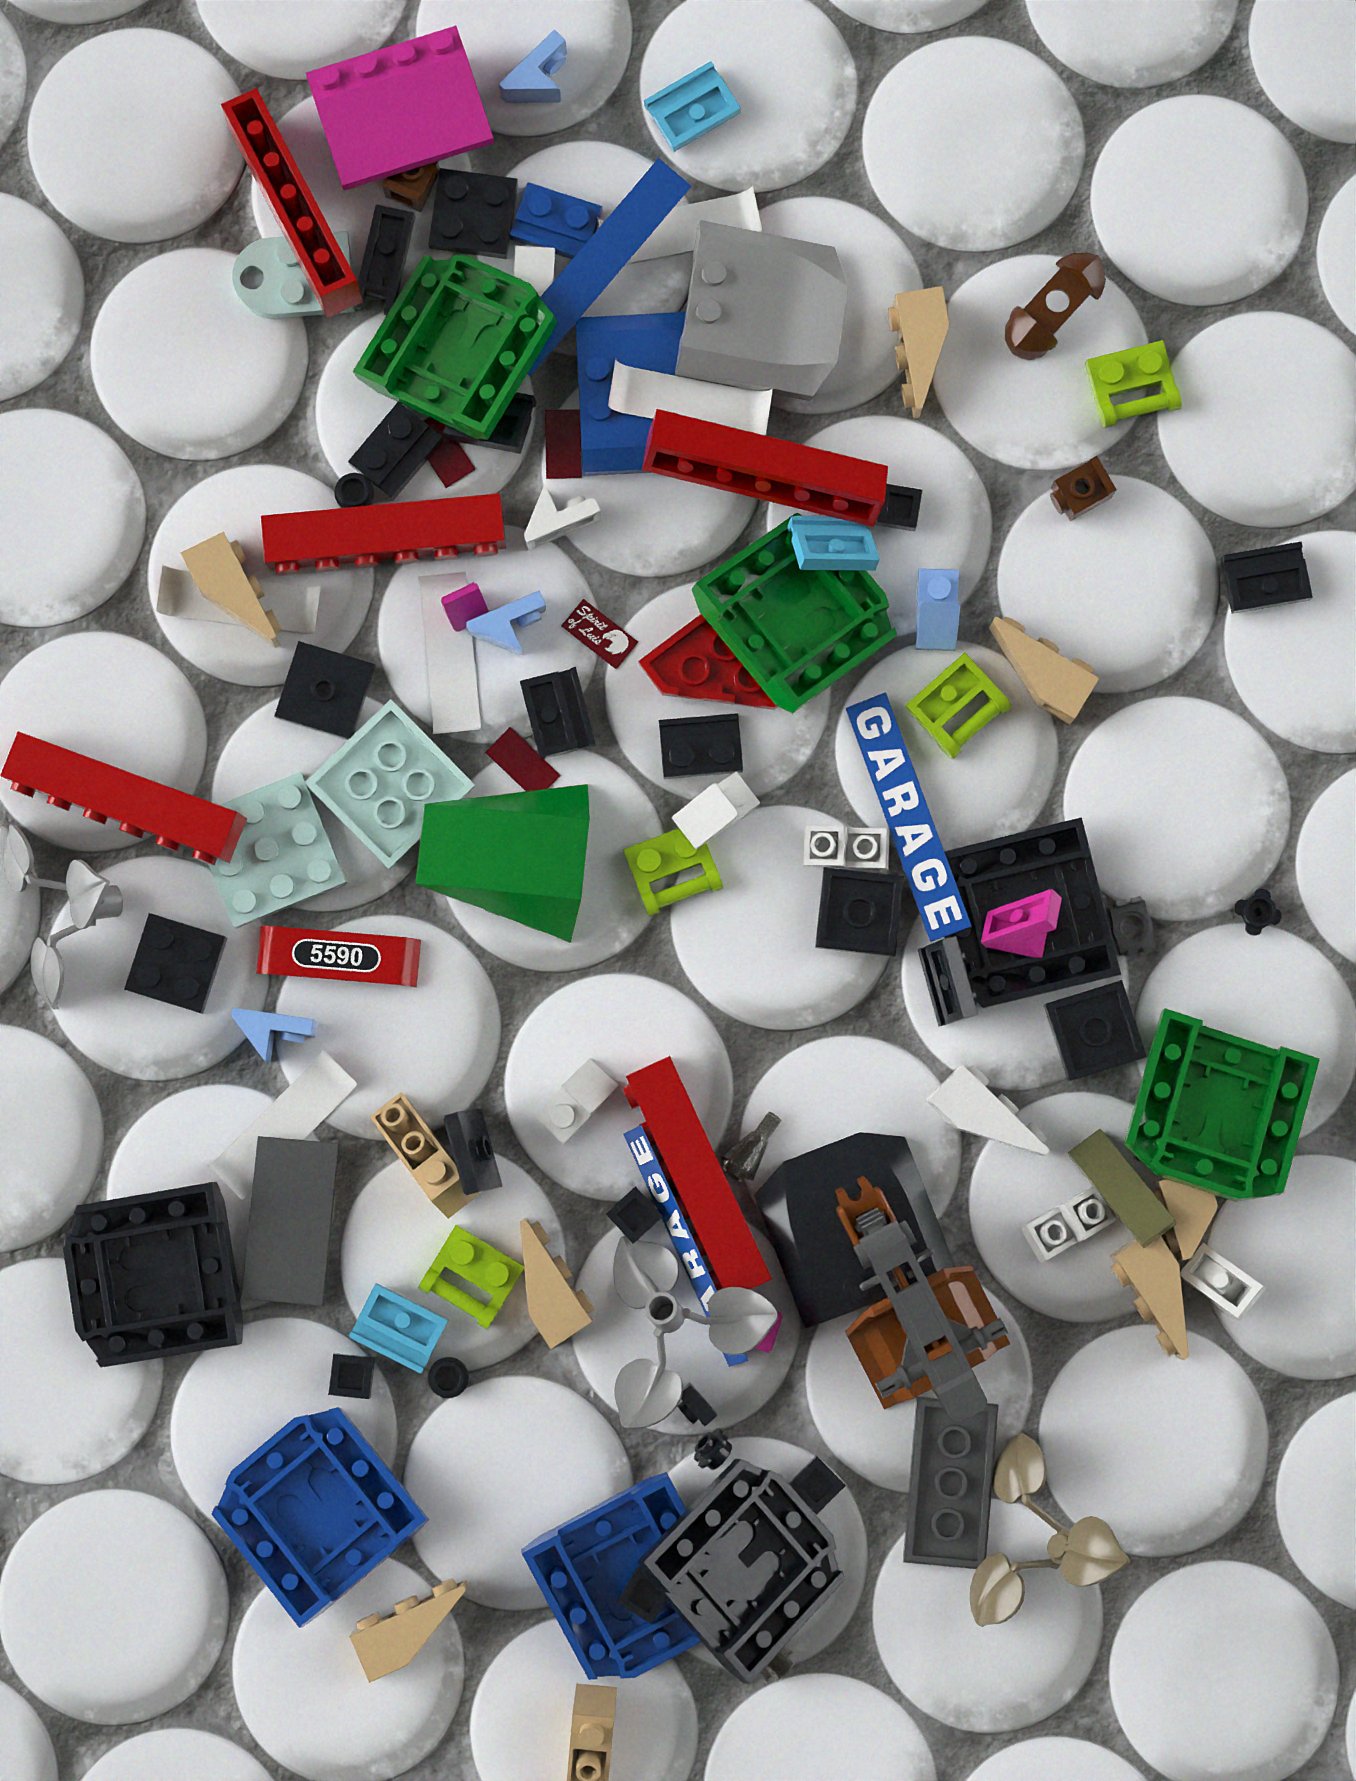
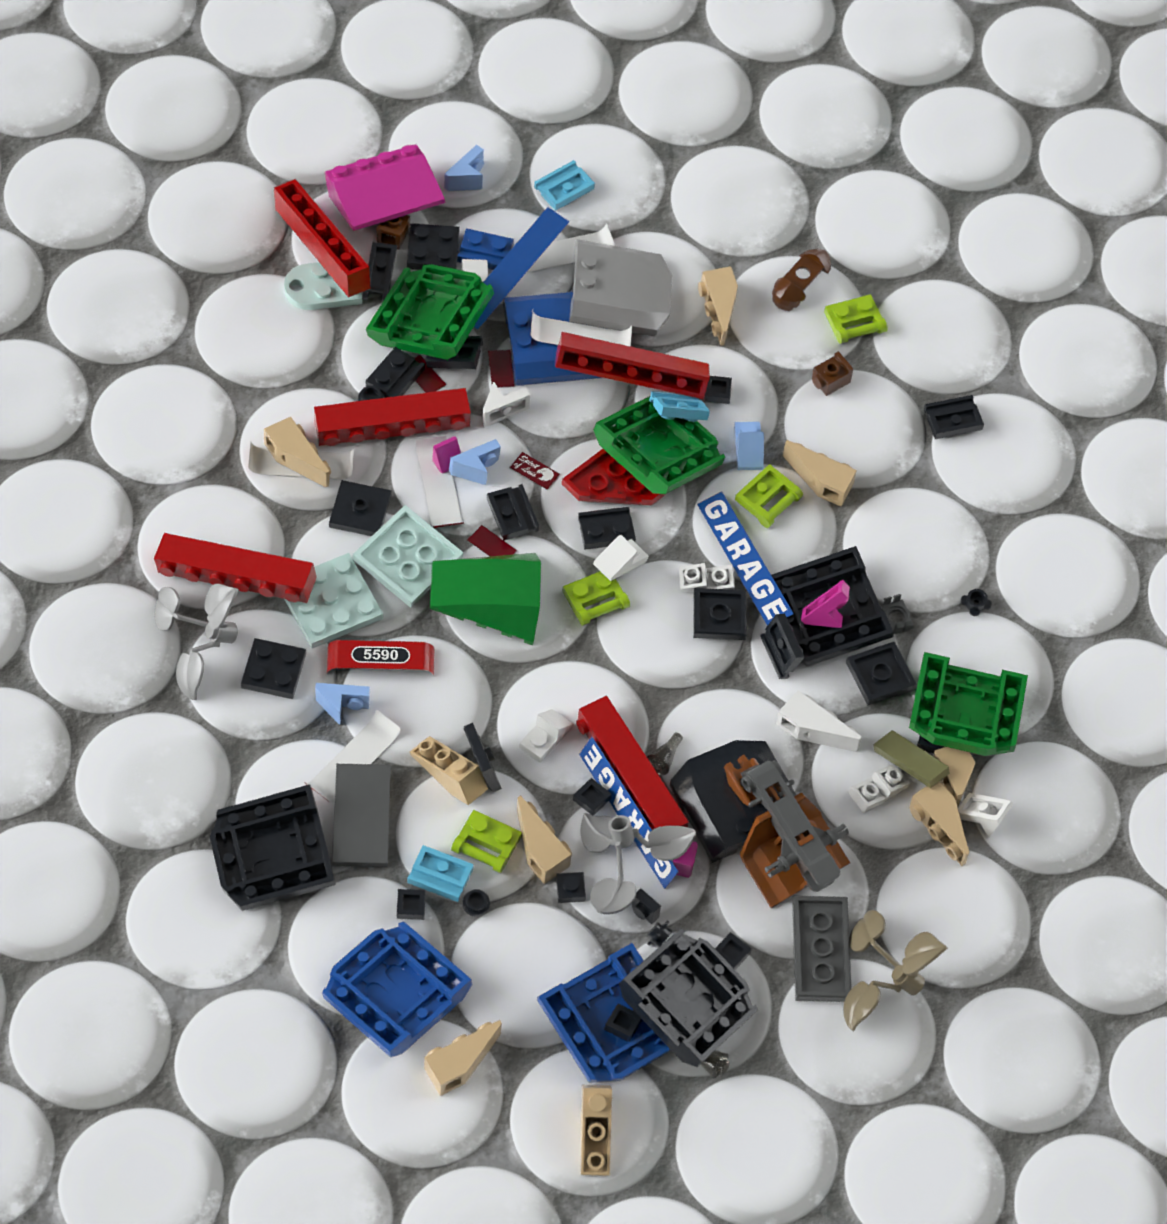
camera: 10 degrees left, 25 degrees down
(589, 1359) = (570, 887): none -> black plate

